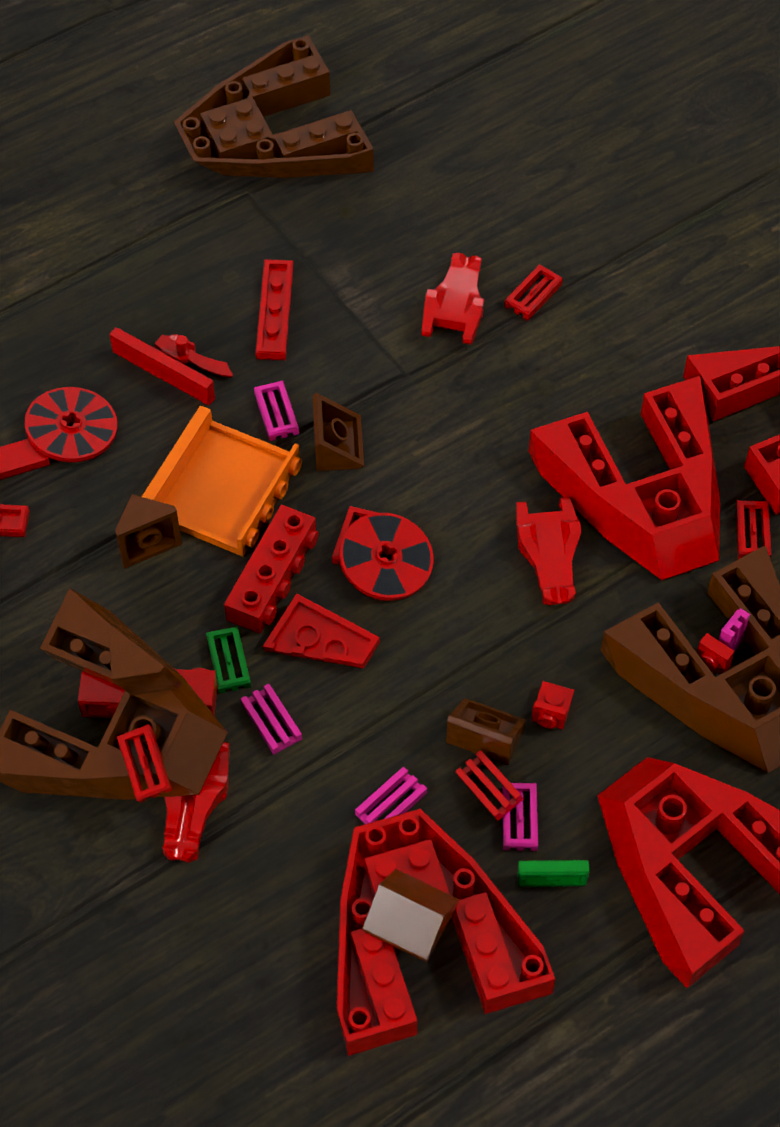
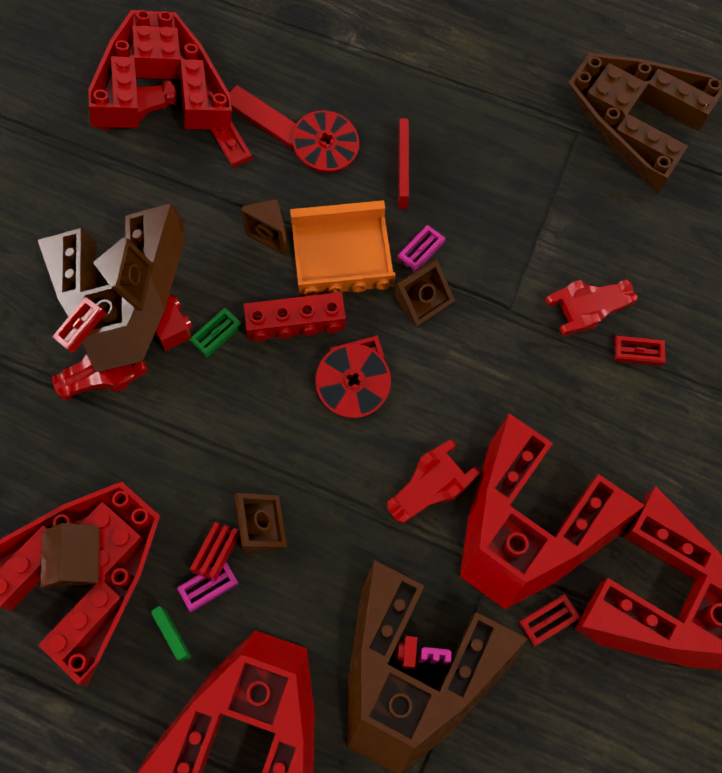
camera: 55 degrees right, 10 degrees up
(184, 351) = (426, 169): red piece -> none
(258, 697) = (197, 365): dark pink tile -> none
(274, 310) = (498, 201): red tile -> none
(320, 635) = (266, 376): red wing -> none
(410, 782) = (174, 484): dark pink tile -> none
(552, 705) = (306, 558): red bracket -> none

